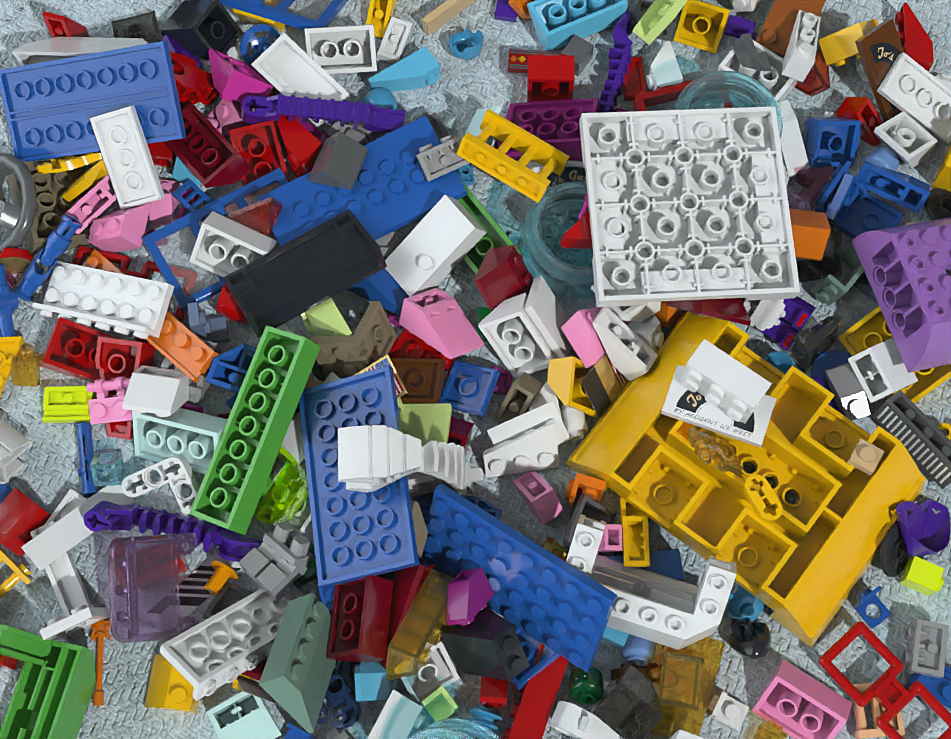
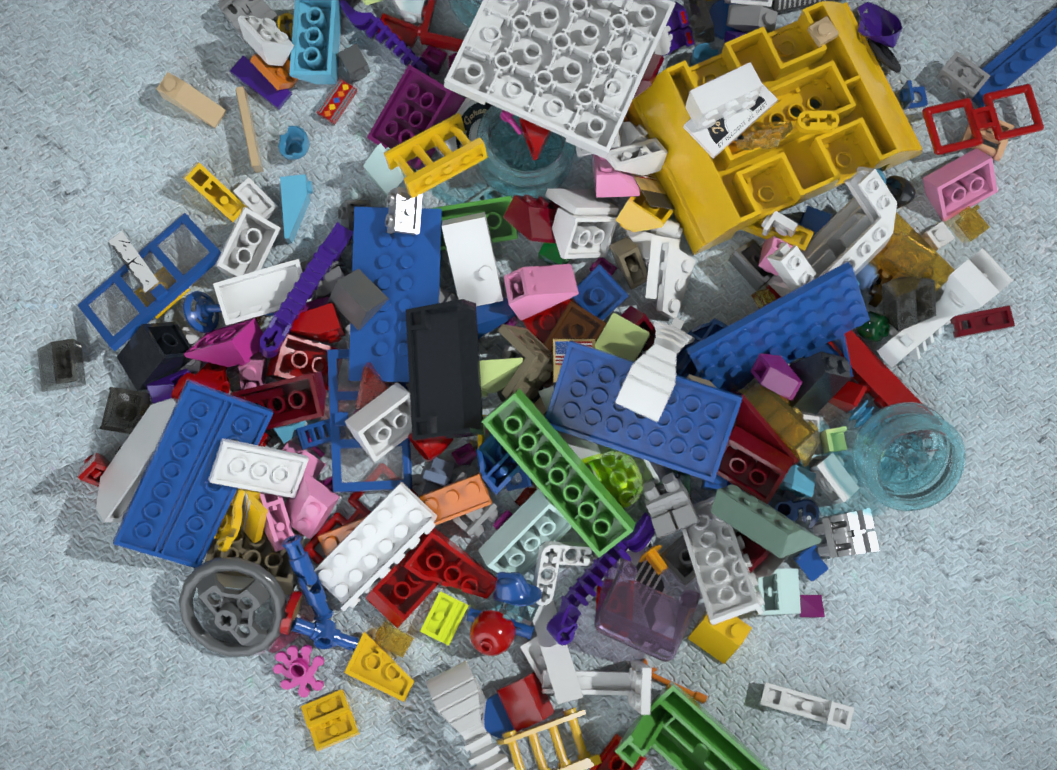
camera: 65 degrees left, 10 degrees up
(68, 452) = (491, 633): none -> red cylinder
(108, 409) = (470, 583): bright pink plate -> none
(122, 452) = (515, 590): none -> blue piece
(156, 391) = (481, 538): white slope -> none
(238, 339) = (464, 454): none -> magenta slope
(381, 98) = (307, 241): dark azure hair -> none
(538, 496) = (712, 287): bright pink slope -> none
(550, 77) = (367, 92): red brick -> none
(584, 484) = (724, 256): orange bracket -> none
(635, 523) = (781, 223): none -> white bracket
(922, 576) = (910, 48): neon yellow brick -> none

